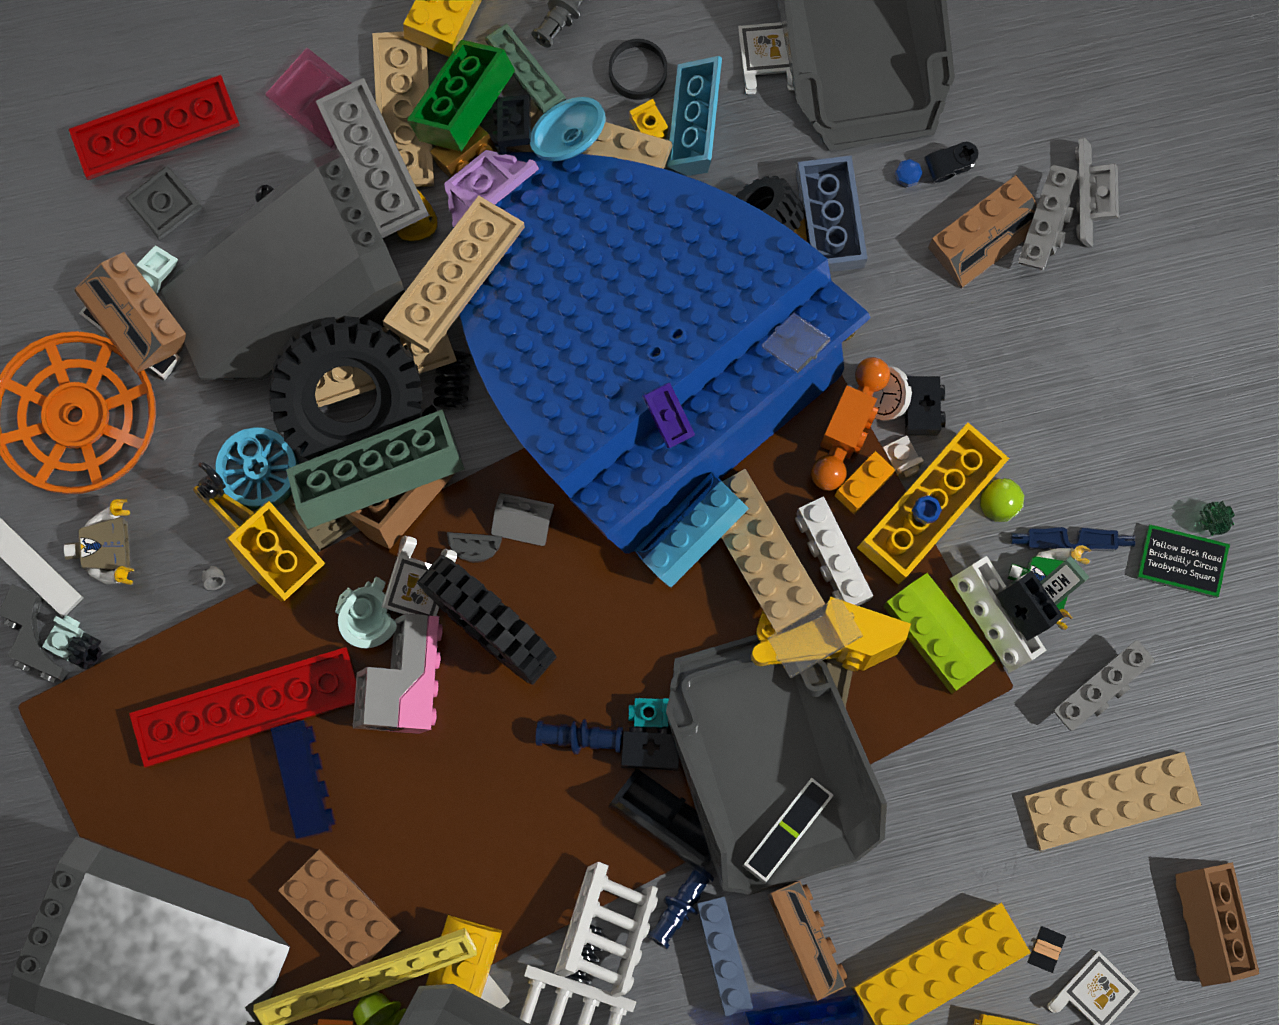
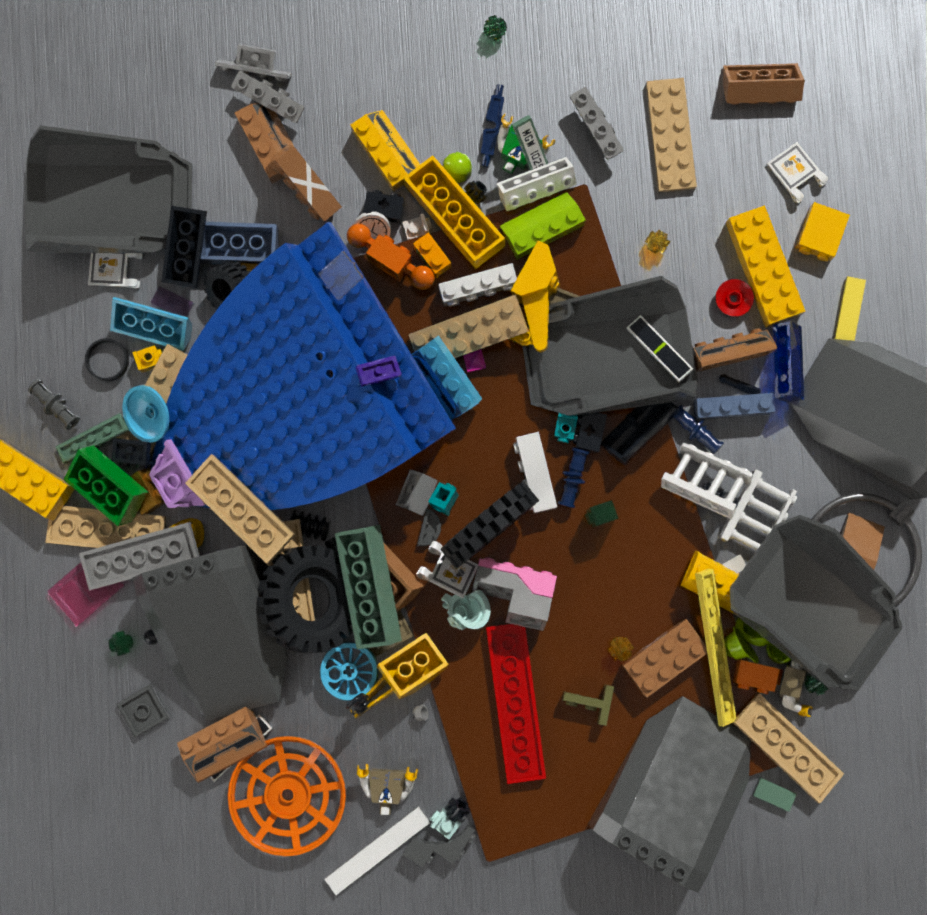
camera: 75 degrees left, 5 degrees up
(154, 127) = (86, 709): red plate -> none
(156, 267) = (190, 722): light aqua bracket -> none
(250, 155) = (120, 643): none -> clear green gear
(261, 815) = (593, 703): none -> olive bracket
(302, 780) = (572, 670): clear blue brick -> none
(344, 844) = (620, 648): none -> clear yellow gear
(520, 557) = (442, 491): none -> teal brick
(532, 782) = (601, 514): none -> clear green brick
(577, 680) = (535, 470): none -> white brick
(723, 569) = (474, 361): none -> dark pink tile
(733, 142) = (172, 302): none -> clear purple plate
(758, 963) = (745, 387): none -> black piece
(811, 139) = (184, 246): none -> black slope
(815, 637) = (536, 305): clear piece -> none
(900, 928) = (738, 289): none -> red dish
(908, 173) = (217, 186): blue tile -> none
(926, 510) = (461, 215): blue tile -> none
(932, 288) = (305, 182): none -> medium nougat brick
(947, 162) = (214, 157): black piece -> none
(947, 804) = (657, 241): none -> clear yellow gear
(969, 530) = (476, 191): none -> black gear
(1010, 393) = (385, 147): none -> yellow slope
(1029, 605) = (537, 160): black brick -> none
(1047, 949) = (760, 196): black piece -> none
(1183, 561) = (519, 56): black tile -> none

